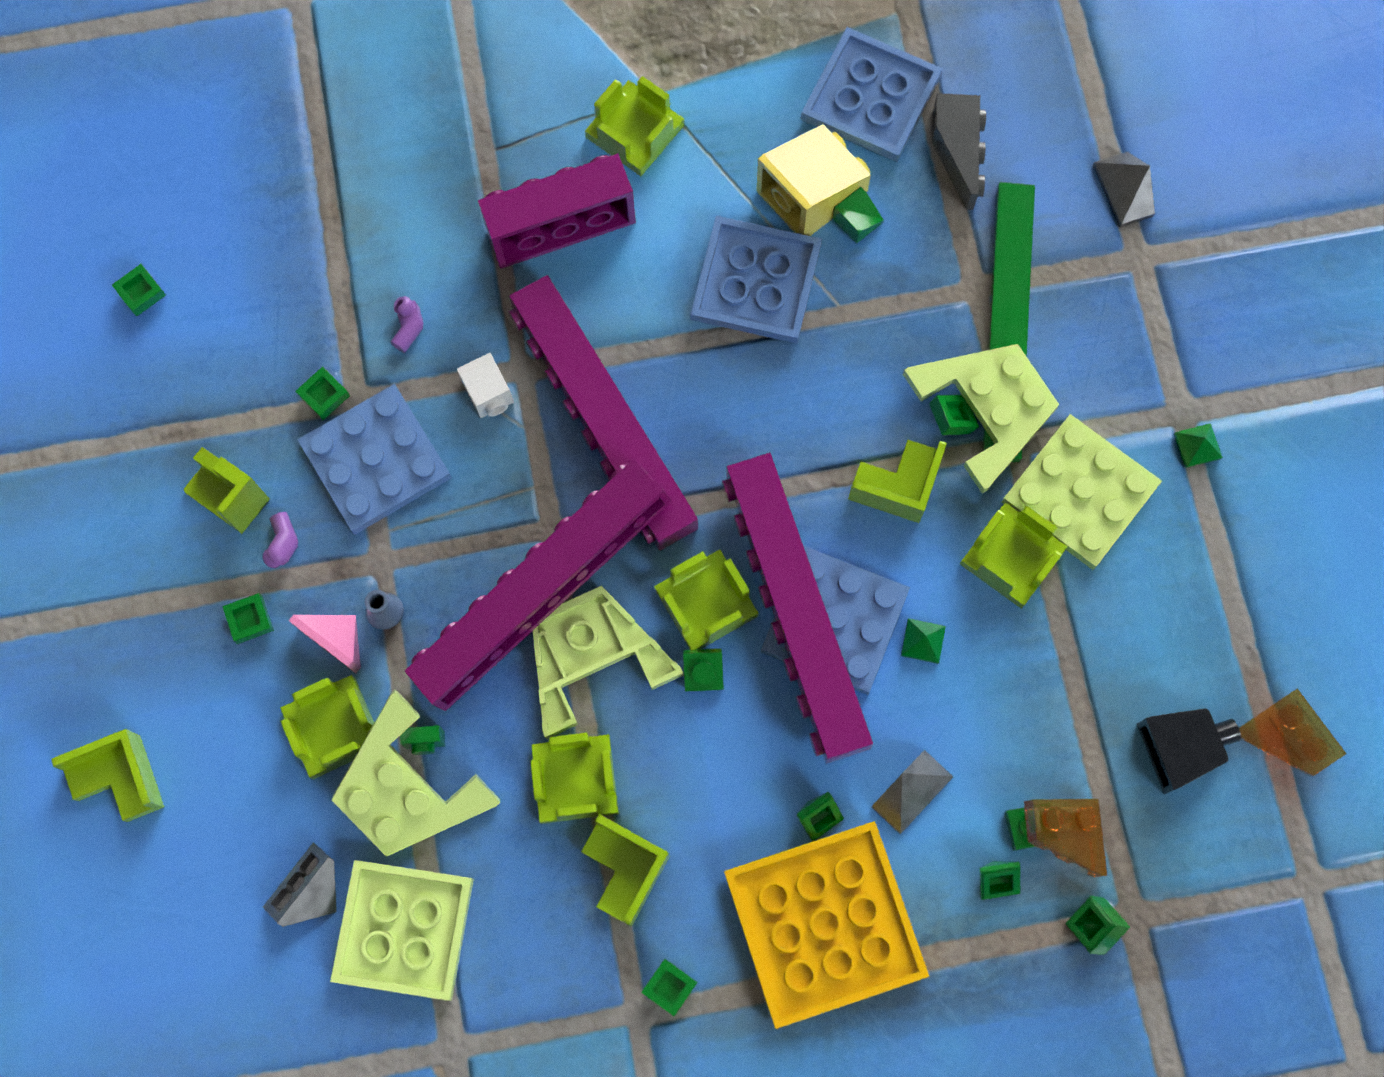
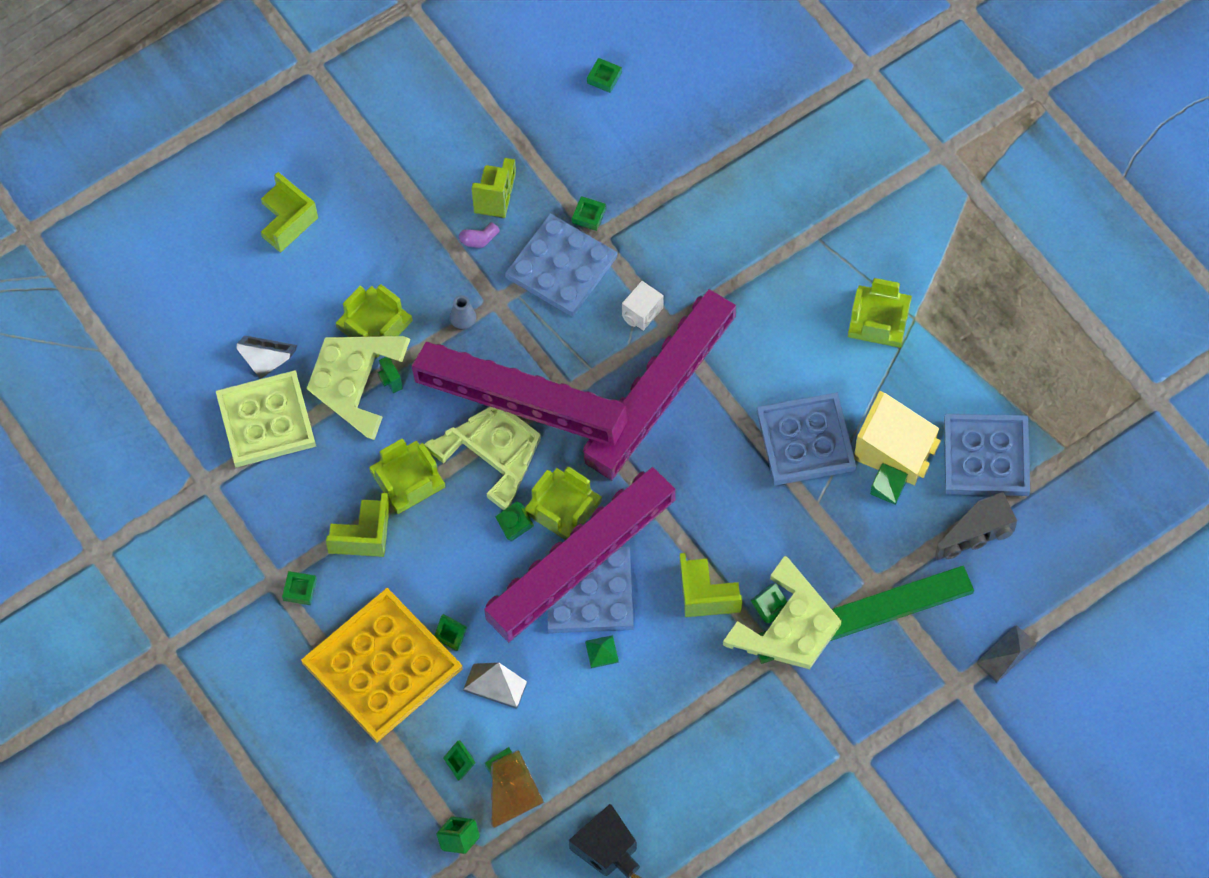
camera: 65 degrees right, 10 degrees down
(248, 618) = (419, 240): green plate -> none
(334, 634) = (431, 294): bright pink slope -> none
(410, 321) = (664, 243): medium lavender arm -> none
(558, 210) = (785, 291): magenta brick -> none
(1014, 553) = (690, 682): lime panel -> none
(1083, 490) = (759, 711): yellowish green plate -> none
(1198, 445) = (833, 777): green slope -> none

